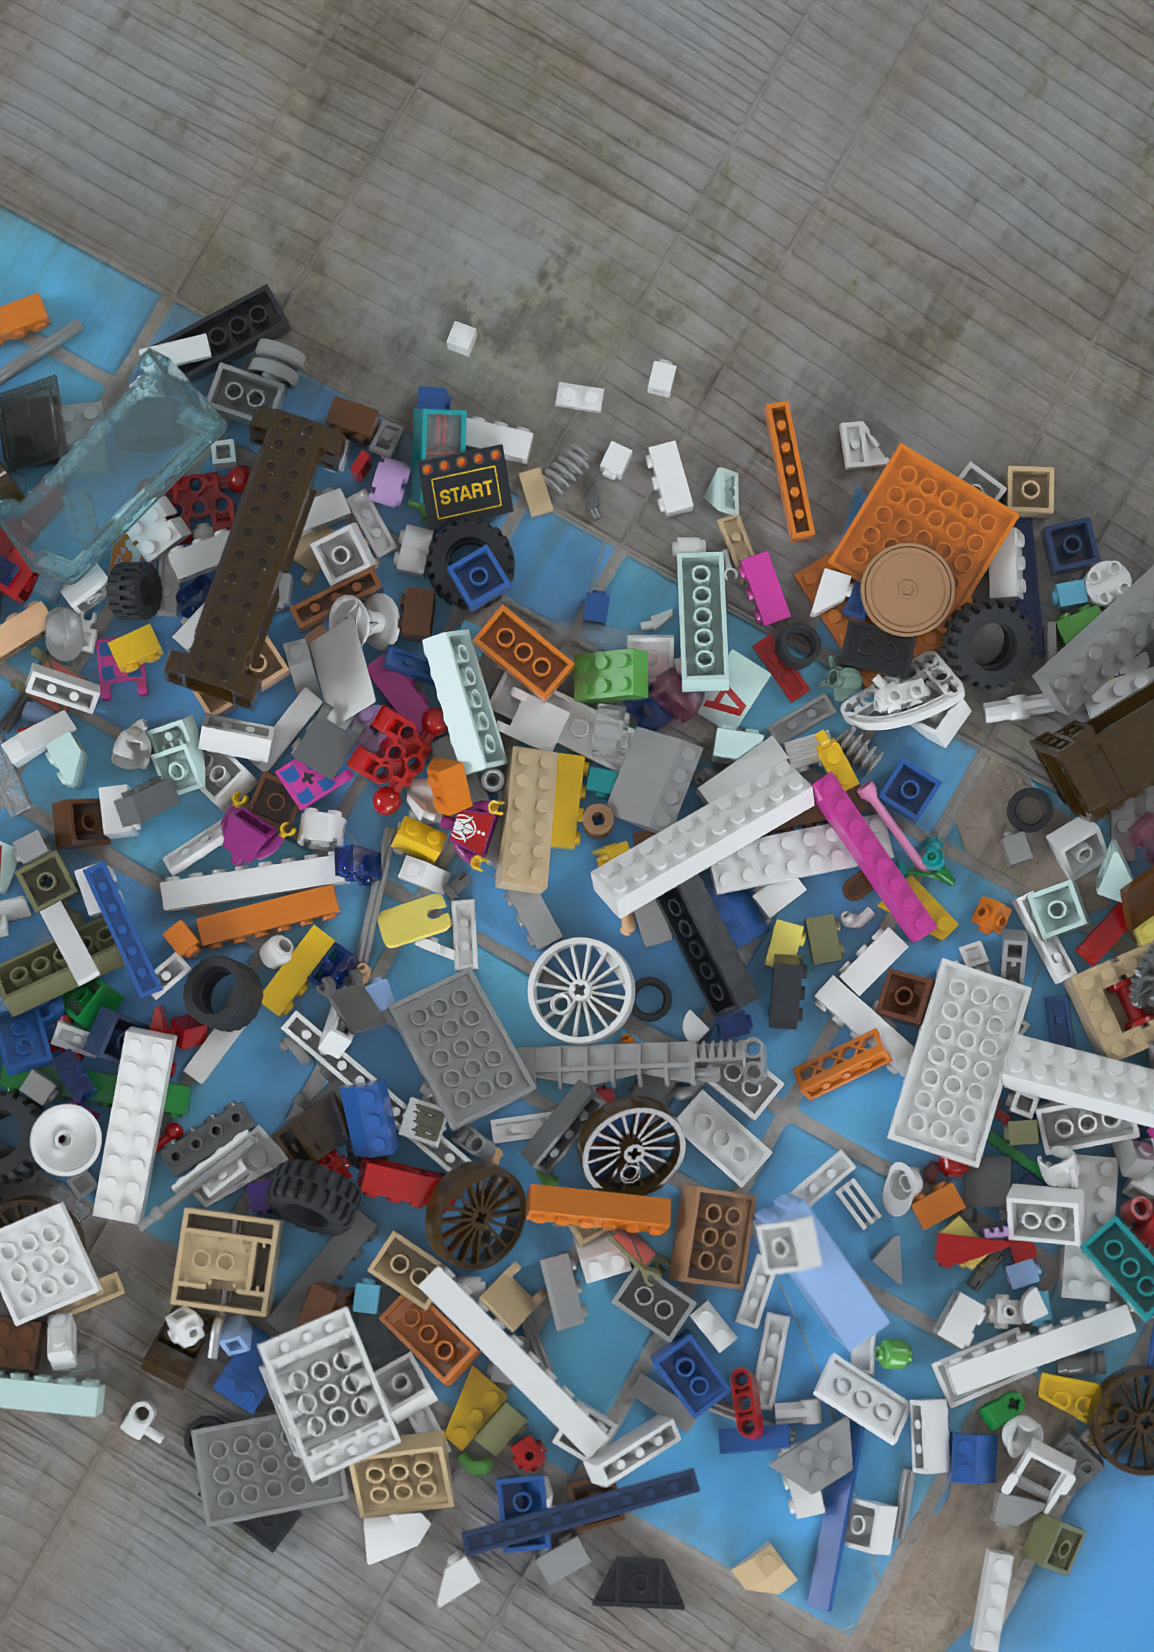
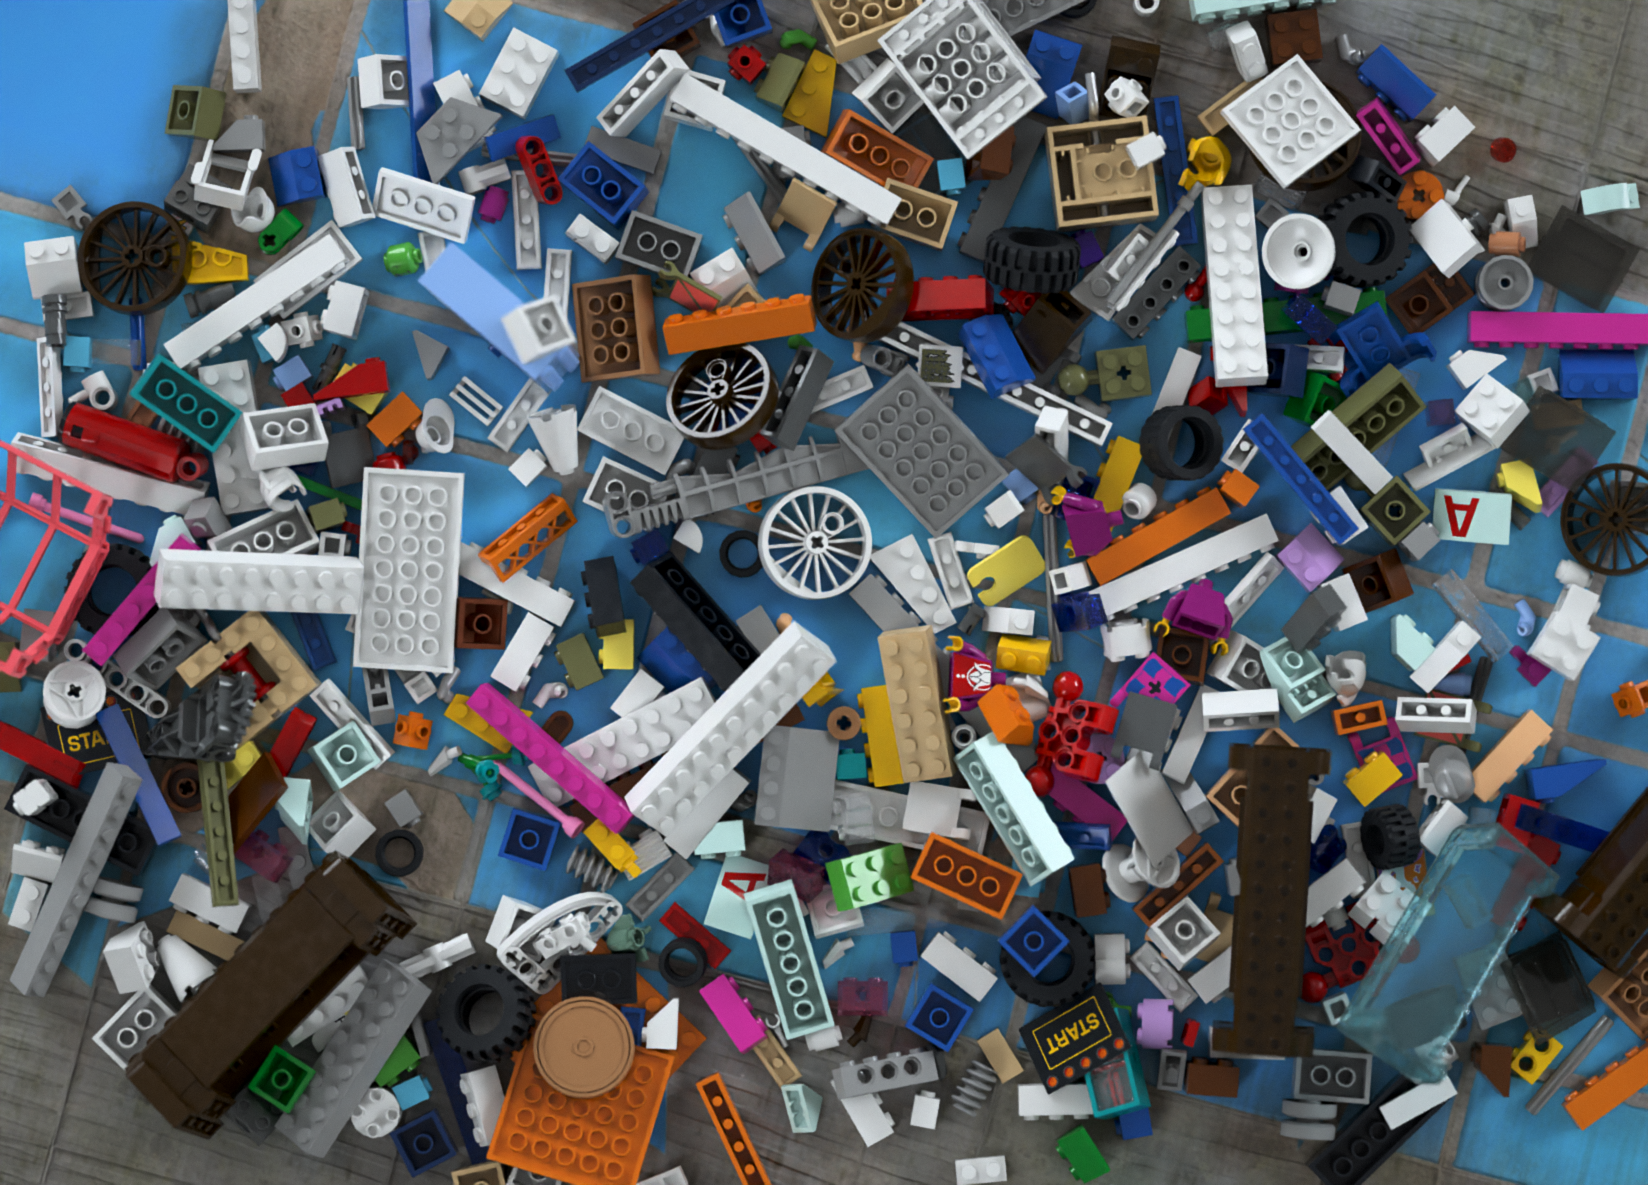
camera: 165 degrees right, 5 degrees up
(59, 364) = (1538, 1059): none -> yellow brick
(98, 370) = (1494, 1064): none -> reddish brown slope
(124, 1248) = (1210, 160): none -> yellow piece
(132, 705) = (1358, 717): none -> orange brick
(136, 860) = (1309, 558): none -> lavender slope
(158, 1254) = (1174, 163): none -> blue plate
(179, 1270) = (1146, 150): none -> white brick
(303, 1078) = (1075, 378): none -> olive brick
(329, 943) = (1086, 523): none -> magenta torso
(357, 898) = (1070, 577): none -> white brick
(402, 976) = (1003, 510): none -> white slope
(485, 386) = (1082, 1153): none -> green slope
(501, 939) = (911, 576): none -> white wing
(551, 579) = (959, 965): none -> white brick
(581, 538) = (939, 1017): none -> blue brick
(608, 494) = (849, 1086): none -> light grey brick
(634, 564) = (875, 1001): none -> clear pink brick
(653, 547) = (861, 1031): none -> dark brown bar
(742, 1500) = (519, 73): none -> white brick
(791, 1151) = (557, 436): none -> white cone
(796, 1382) = (493, 204): none -> magenta brick
(824, 1130) = (529, 466): none -> white brick
(949, 951) = (446, 683): none -> light grey arm
(968, 884) = (444, 759): none -> white bar

